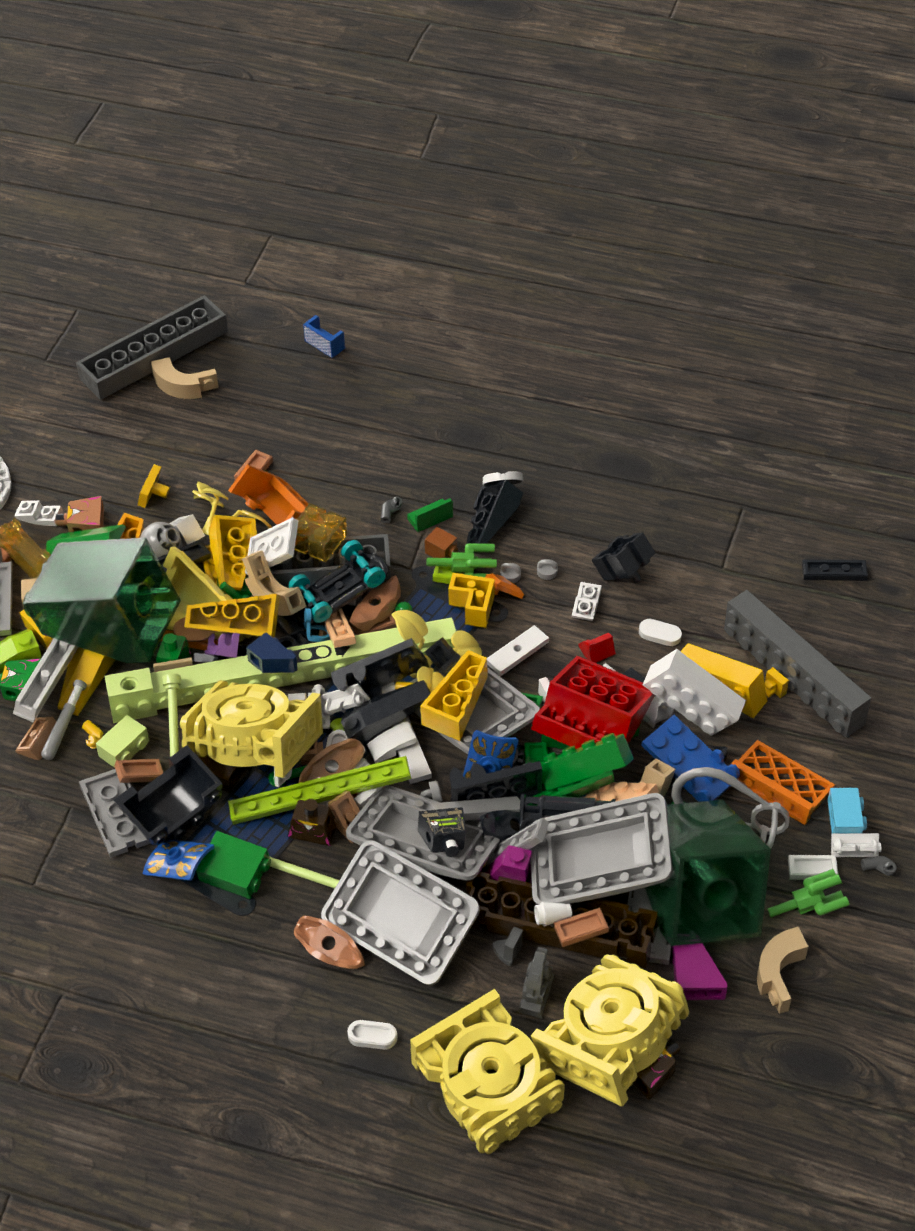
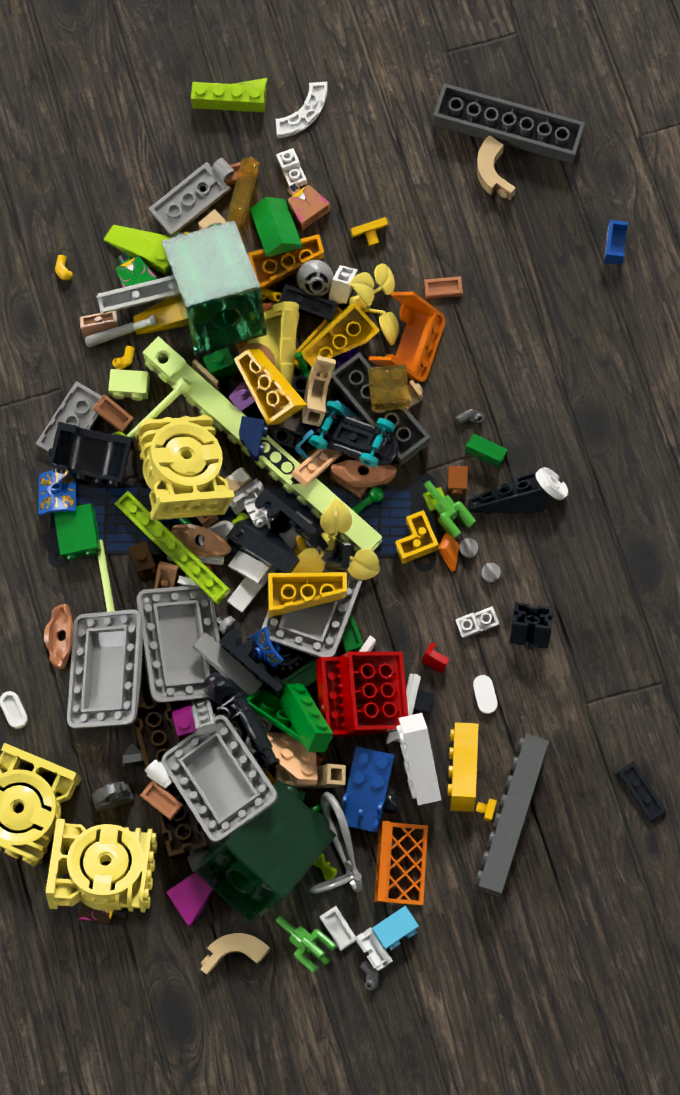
camera: 60 degrees right, 25 degrees up
(276, 542) = (351, 365): white tile -> none
(443, 830) = (182, 658): black torso -> none
(517, 650) = (382, 598): white tile -> none

